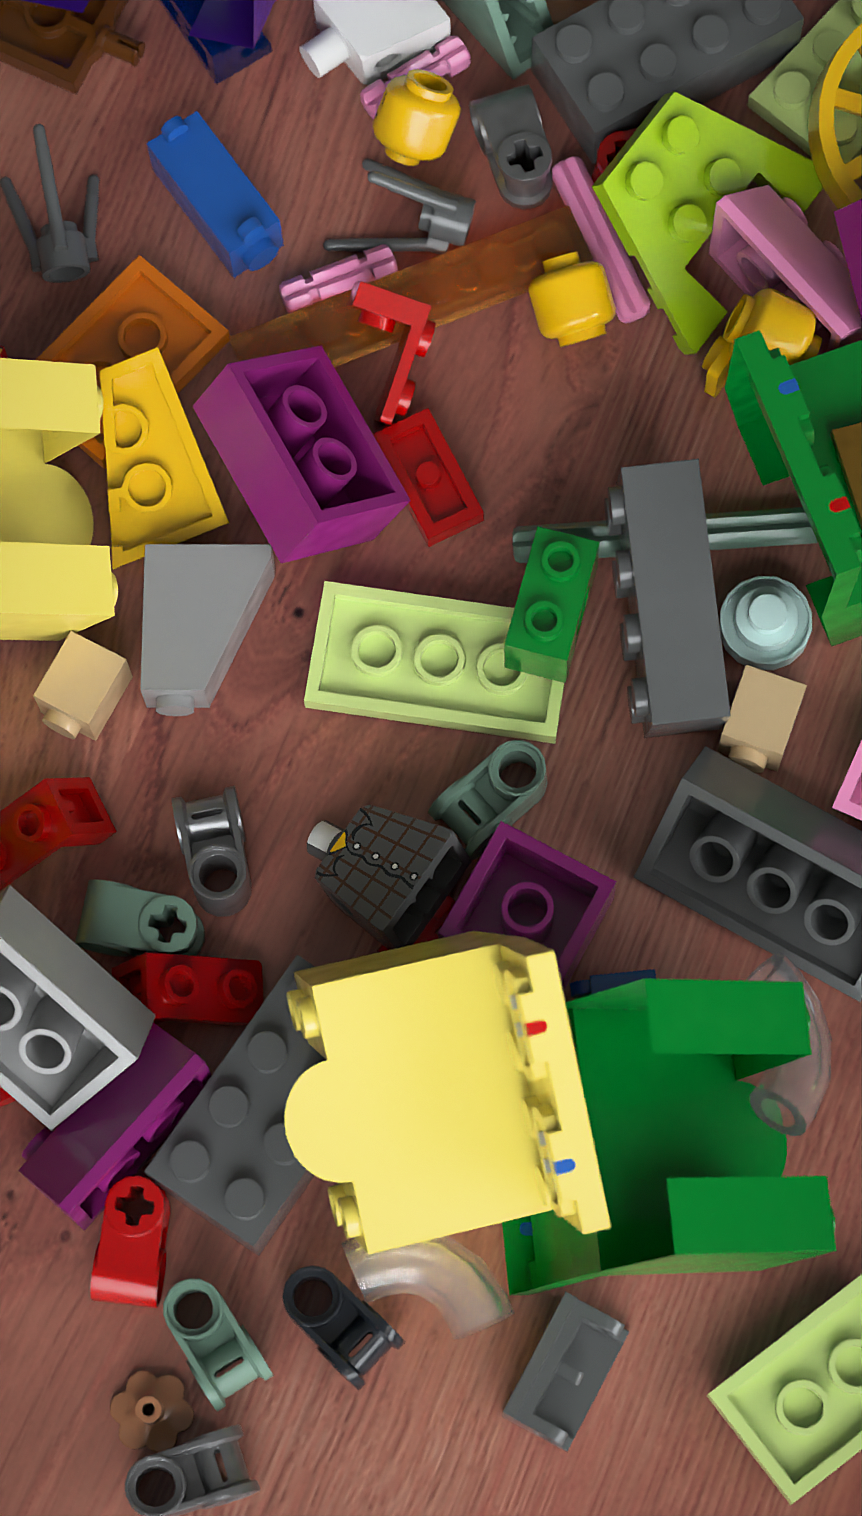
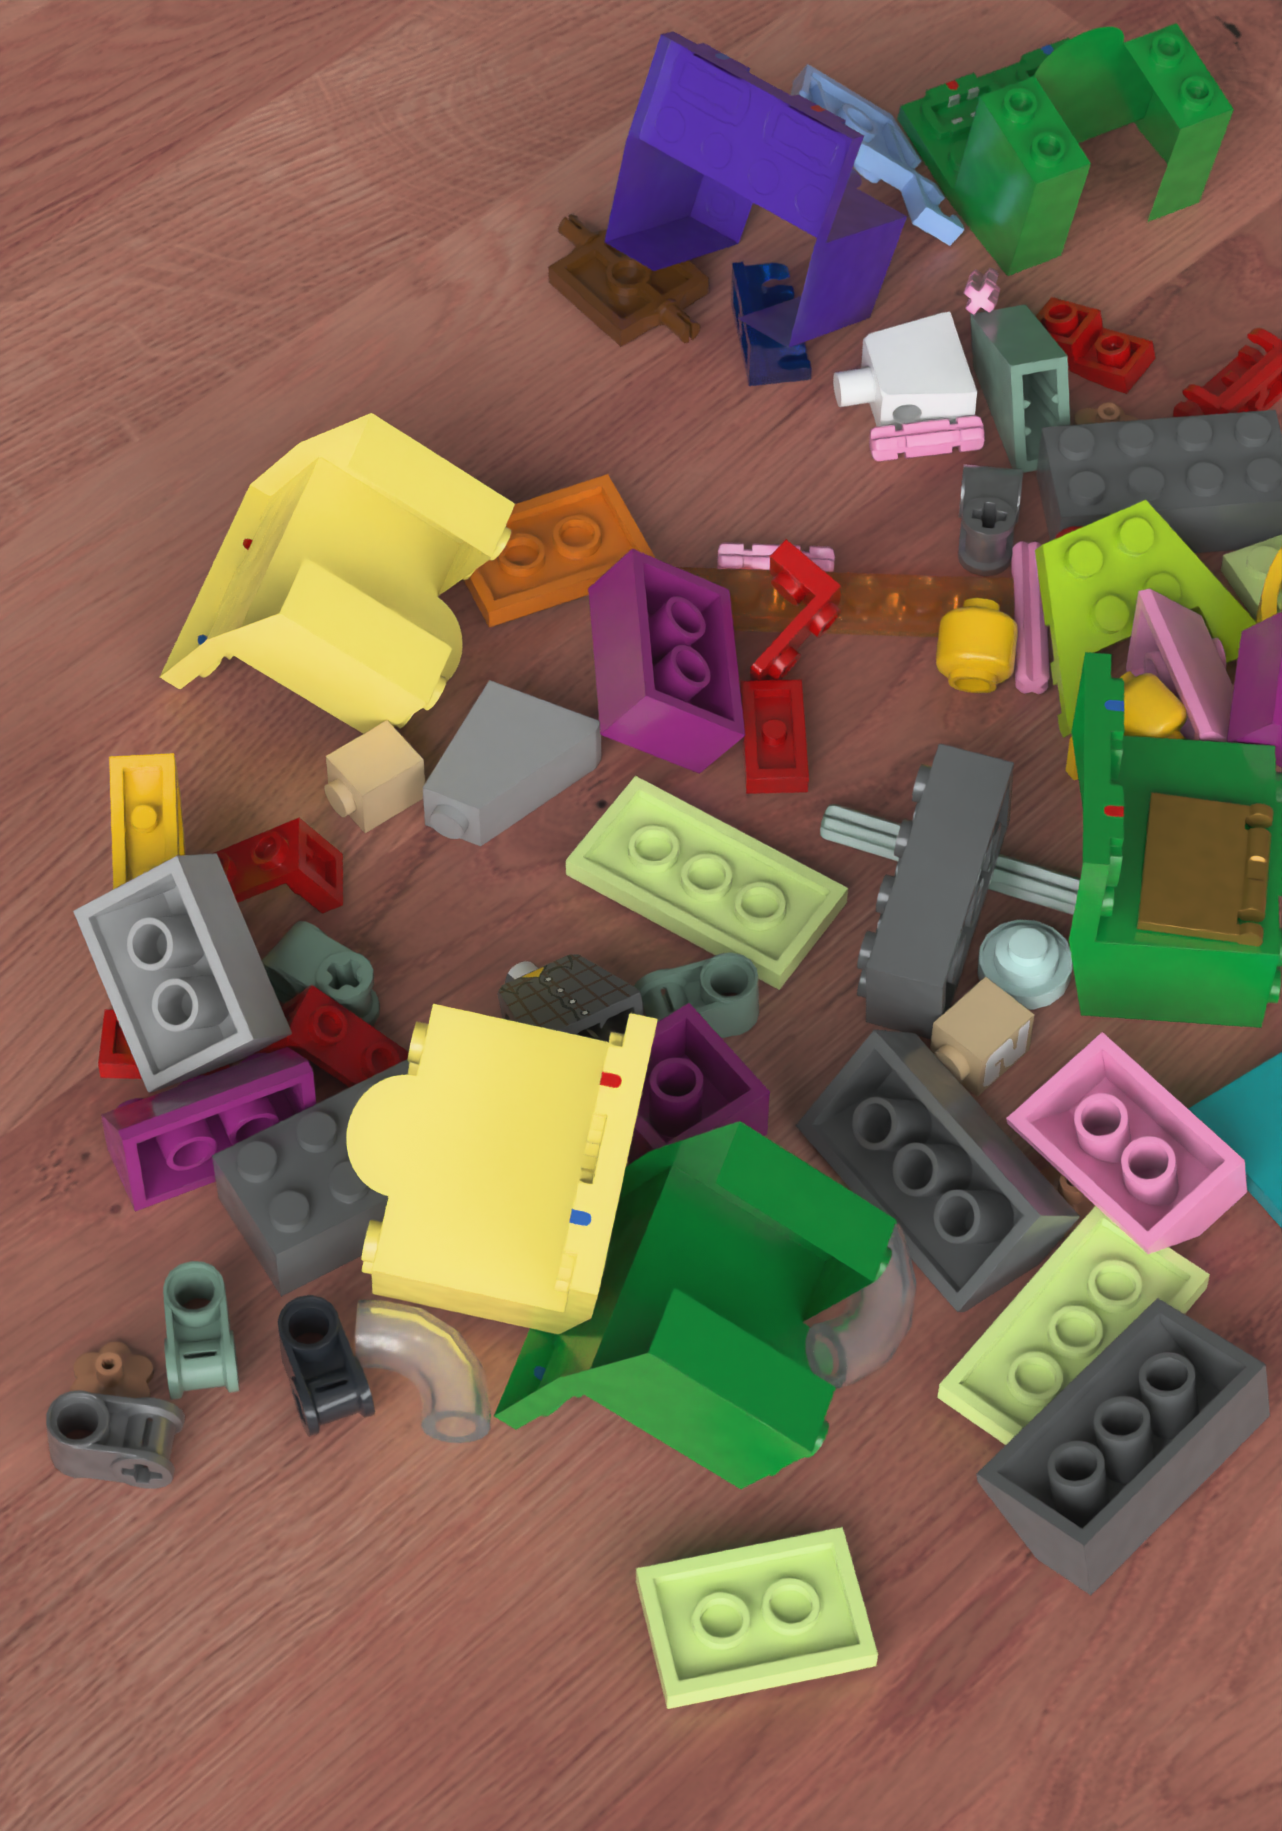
camera: 20 degrees right, 20 degrees down
(61, 251) = (543, 450): dark grey plant -> none
(131, 1258) = (170, 1222): red piece -> none
(152, 461) = (534, 622): yellow wing -> none
(213, 840) = (421, 950): flat silver piece -> none
(215, 194) = (700, 454): blue brick -> none
(416, 117) = (909, 458): yellow head -> none
(443, 215) = (894, 543): dark grey plant -> none
(551, 604) = (828, 857): green brick -> none
(565, 1372) = (510, 1497): dark grey hinge -> none

